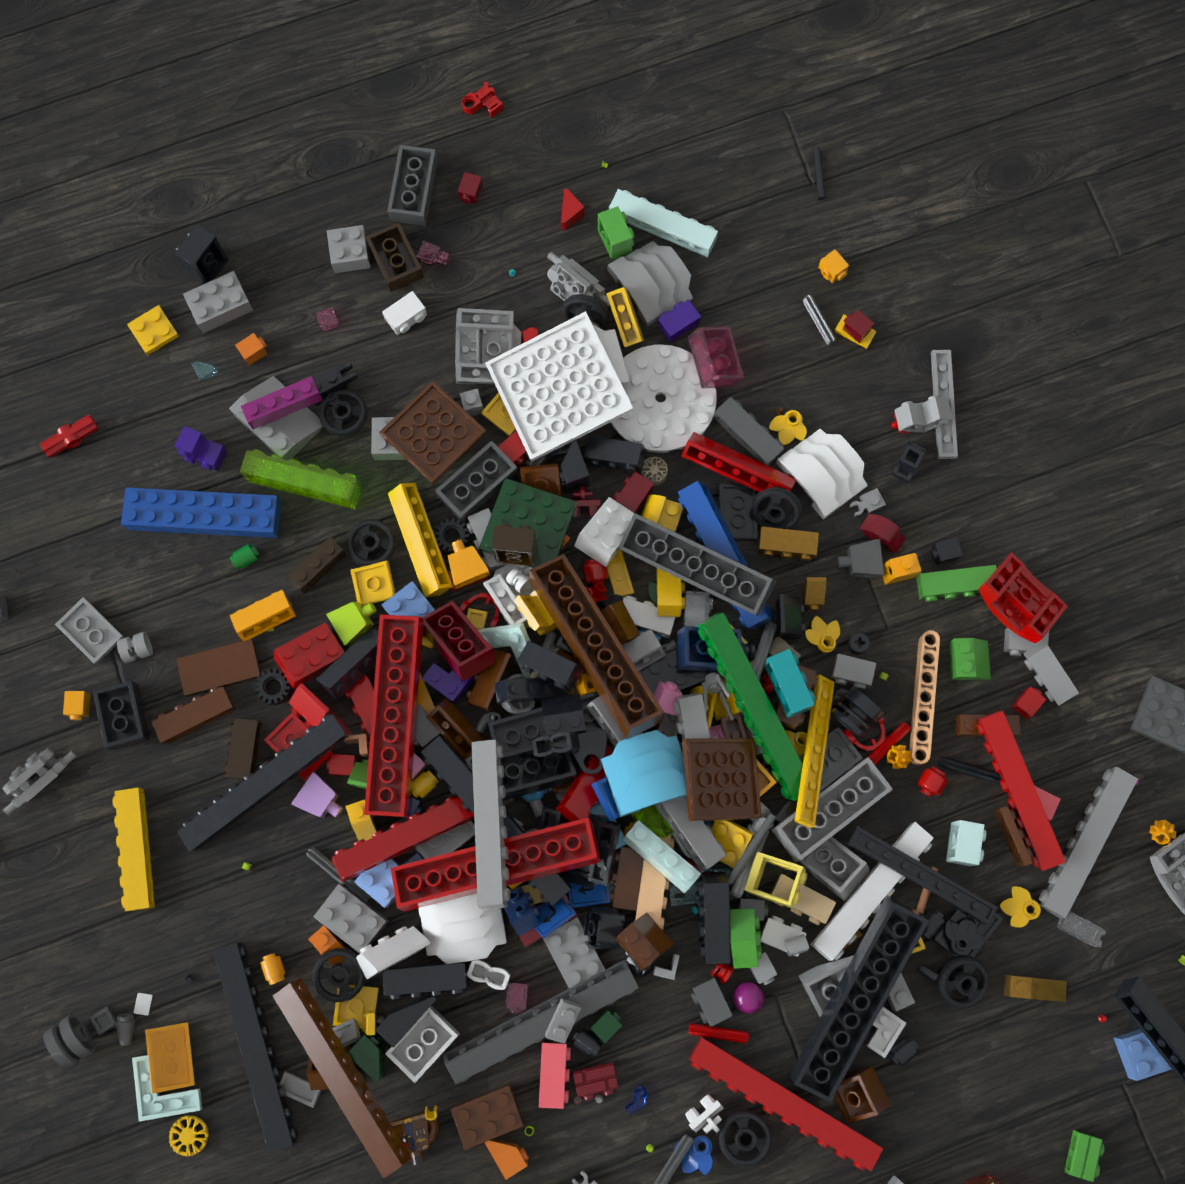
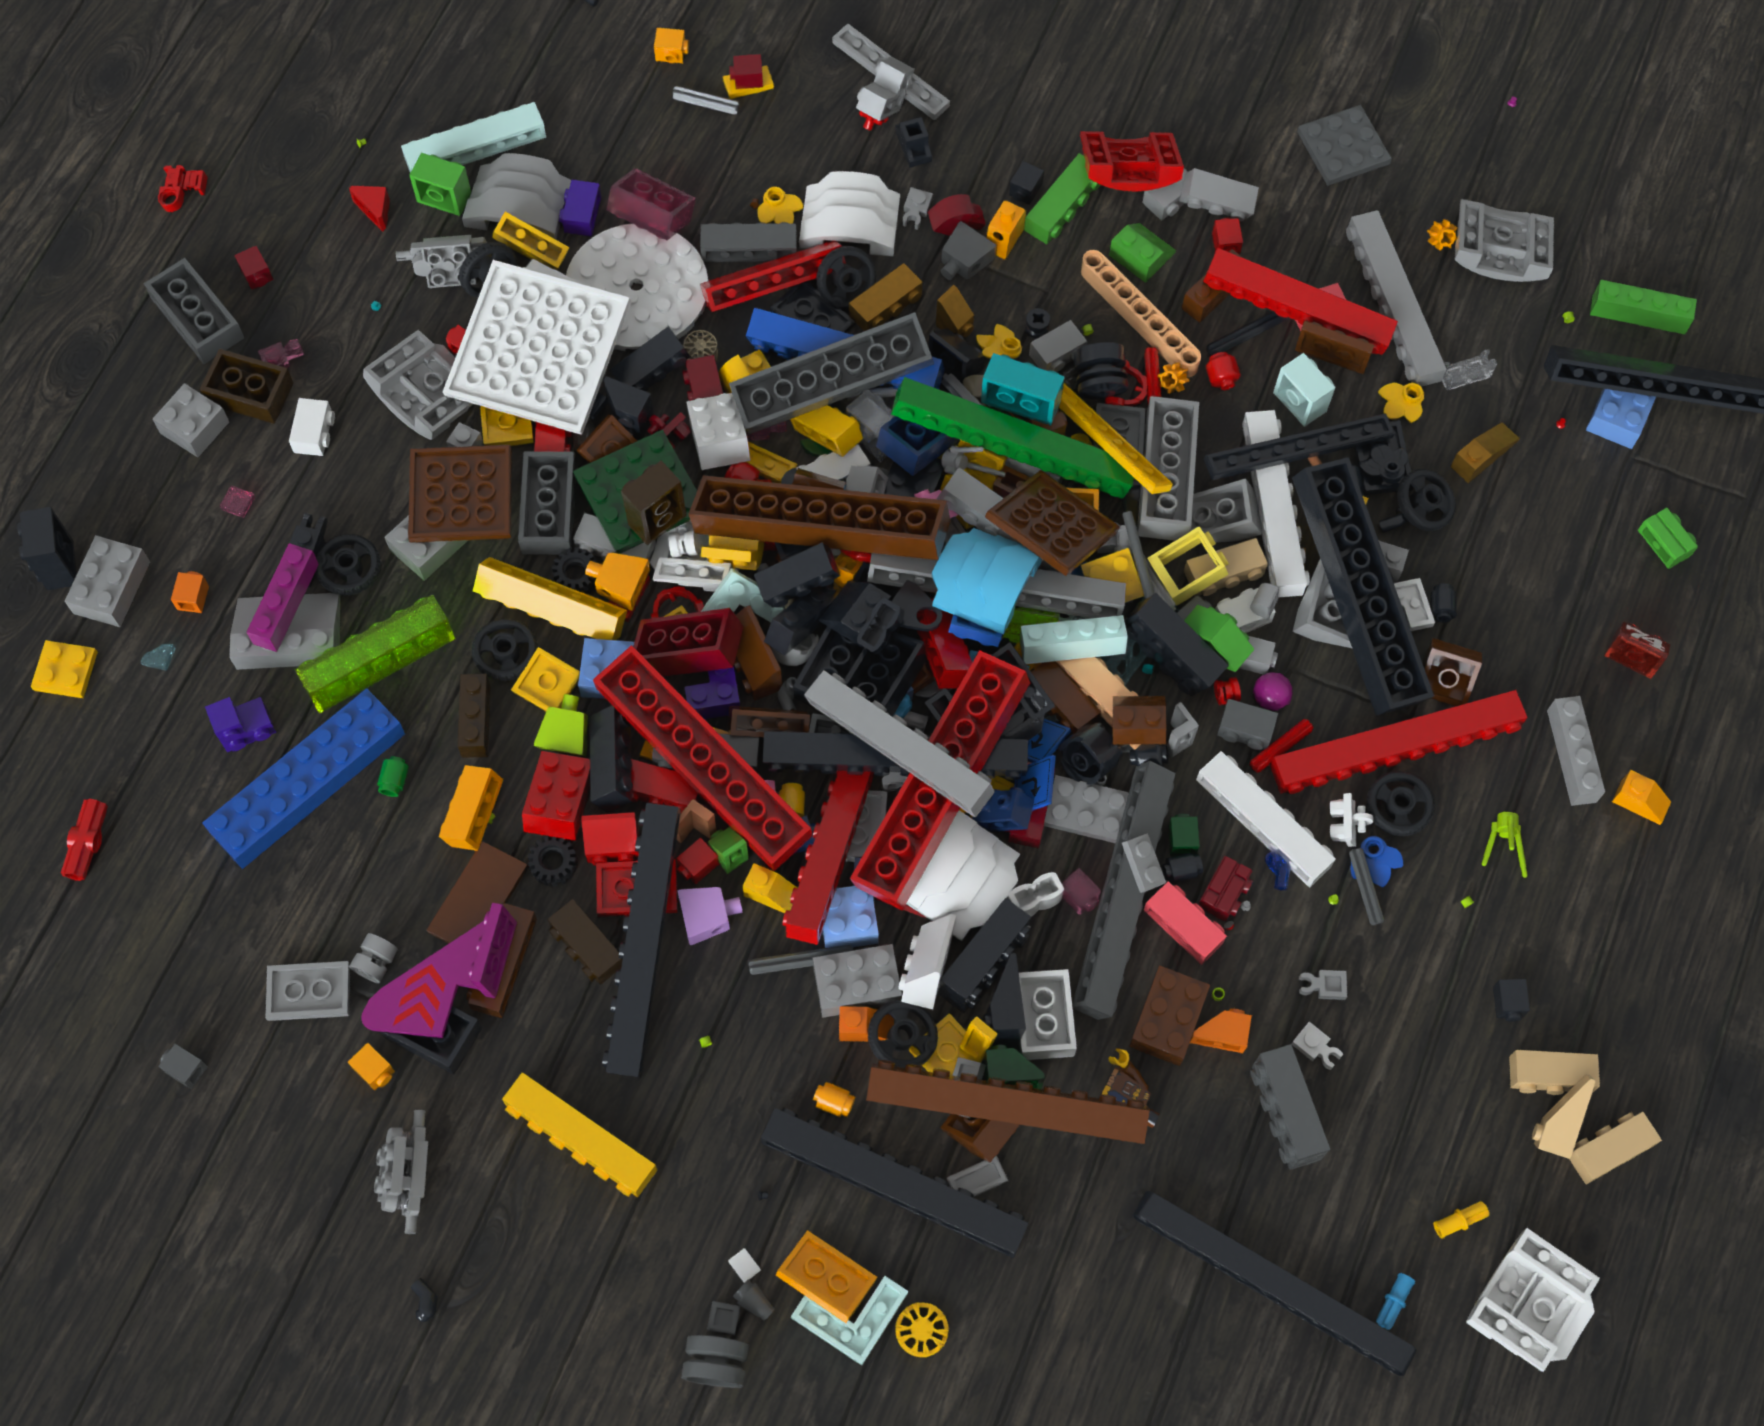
camera: 50 degrees left, 10 degrees down
(129, 696) = (424, 995): none -> magenta piece
(661, 1066) = (1265, 818): none -> white brick

